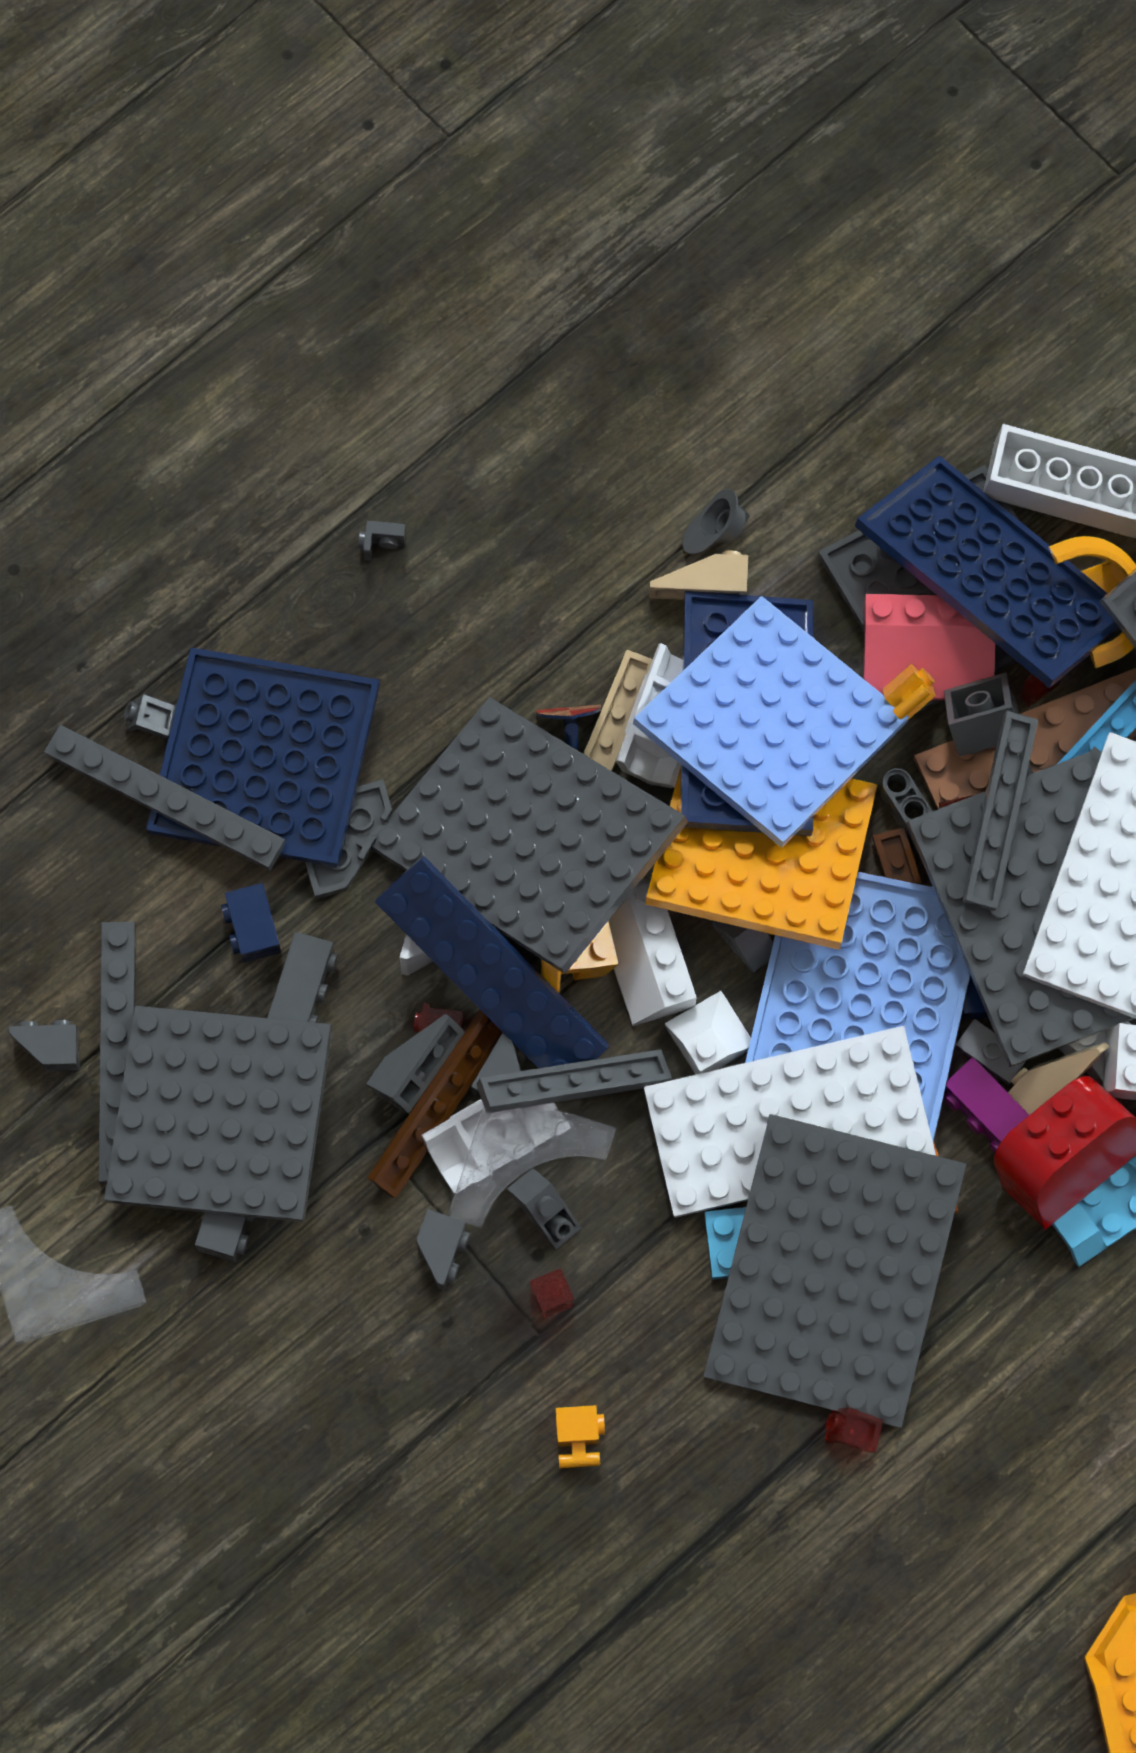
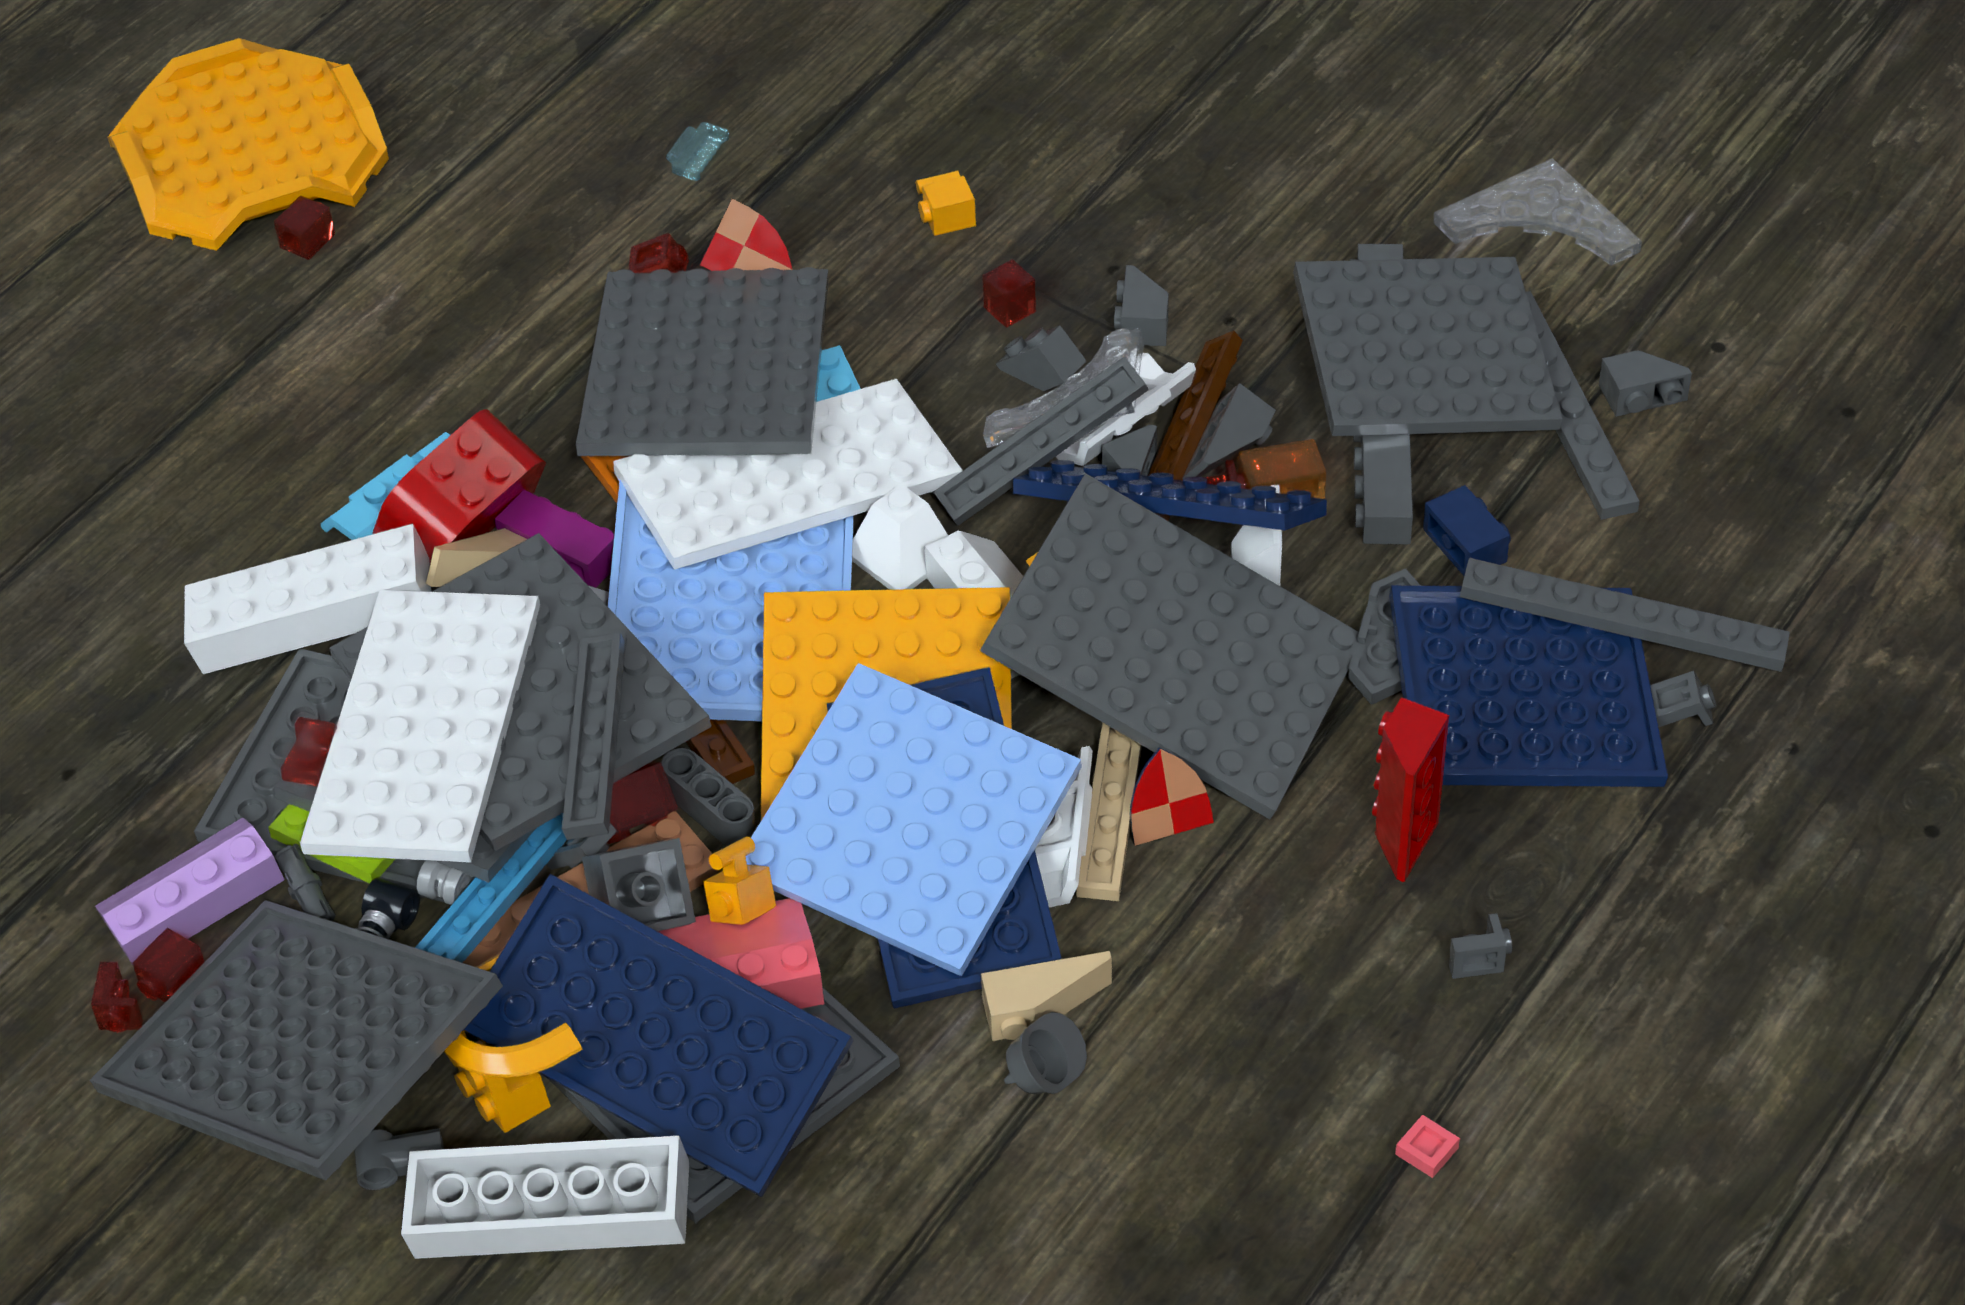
camera: 170 degrees right, 25 degrees down
(379, 1023) = (1288, 465): none -> clear orange brick
(394, 640) = (1409, 782): none -> red slope
(472, 397) = (1427, 1146): none -> coral plate
(773, 1414) = (745, 242): none -> shield
(799, 1586) = (695, 149): none -> clear light blue piece

